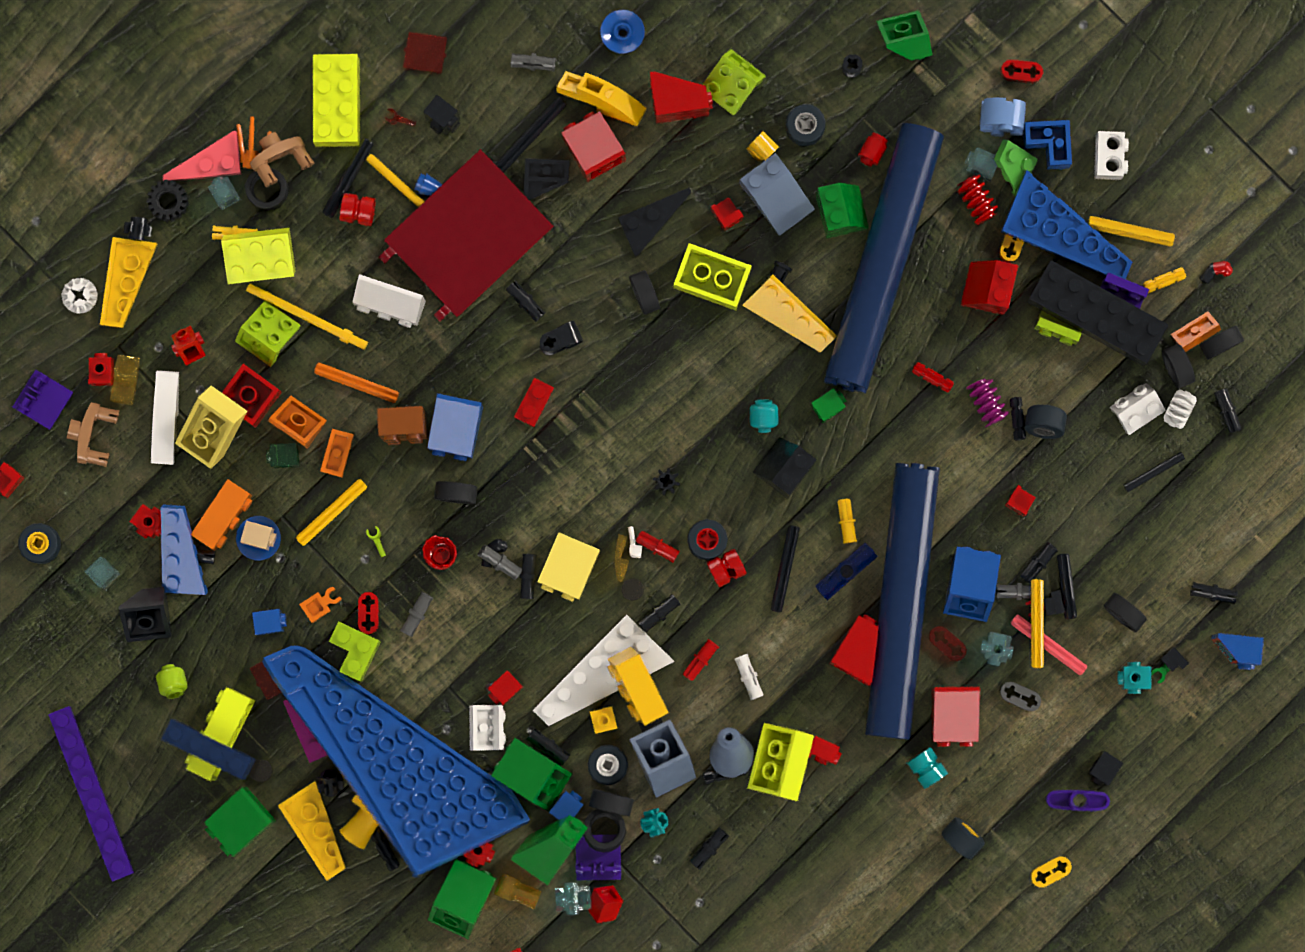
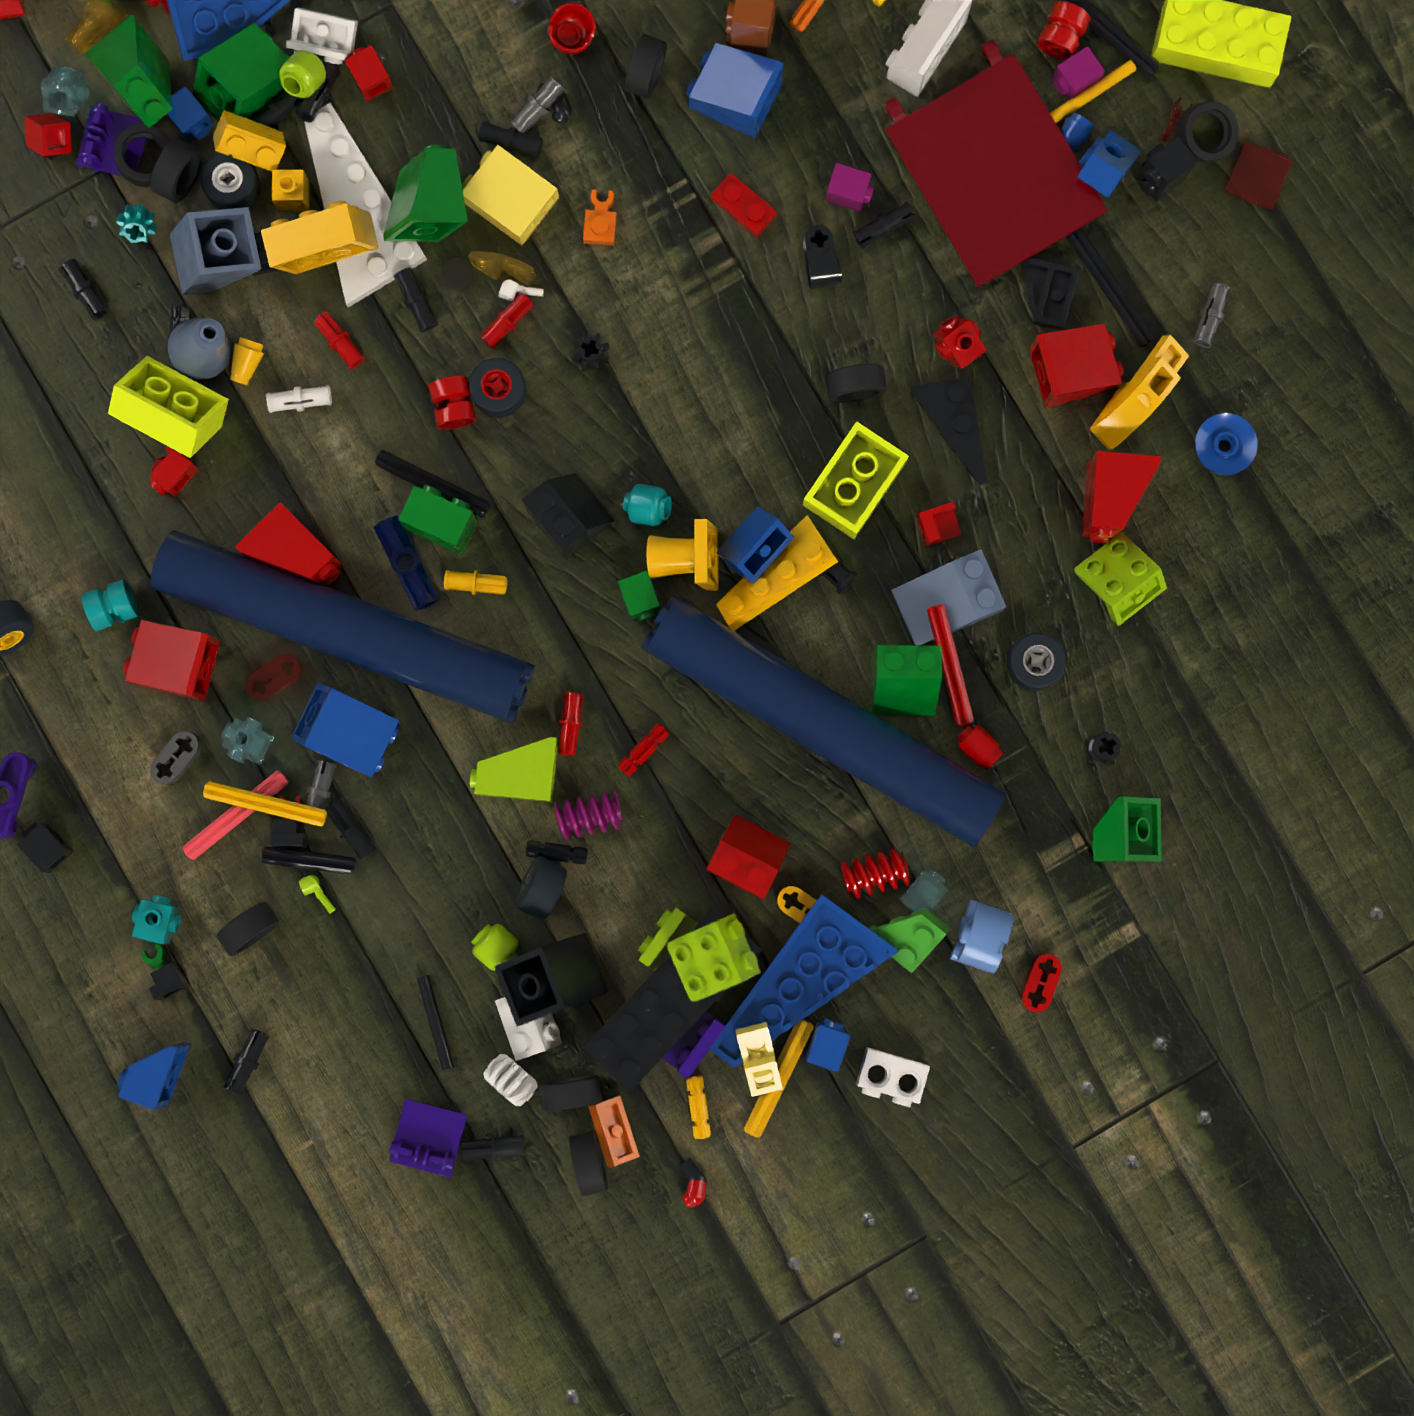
camera: 100 degrees right, 0 degrees up
(385, 193) = (1077, 73): none -> magenta brick
(407, 79) = (1227, 123): none -> black tyre
(447, 156) = (1107, 162): none -> blue brick
(505, 331) = (849, 187): none -> magenta brick
(522, 729) = (302, 74): none -> lime head
(528, 719) = (310, 106): none -> black pin
(572, 499) = (600, 223): none -> orange plate
(578, 755) = (249, 141): none -> yellow brick
(587, 620) = (427, 198): none -> green slope
(597, 229) = (959, 341): none -> red brick
(730, 719) = (245, 360): none -> yellow cone
(762, 147) = (1020, 593): yellow piece -> none
(774, 334) = (755, 544): none -> blue brick
(794, 379) = (690, 555): none -> yellow plant
(812, 554) = (438, 519): none -> green brick
(827, 179) = (950, 665): none -> red axle
(928, 431) = (570, 723): none -> red axle
(971, 457) = (519, 773): none -> lime slope
(1020, 501) = (441, 825): red panel -> none
(1053, 137) = (936, 1003): blue brick -> none
(1066, 289) = (713, 958): none -> lime bracket
(1083, 580) = (312, 884): none -> lime hand
(1093, 442) = (494, 945): none -> lime head
(1102, 202) = (827, 1045): none -> blue brick
(1106, 397) = (551, 979): none -> black slope
(1122, 246) = (759, 1059): none -> light yellow slope
(1232, 456) = (427, 1138): none -> dark purple hinge

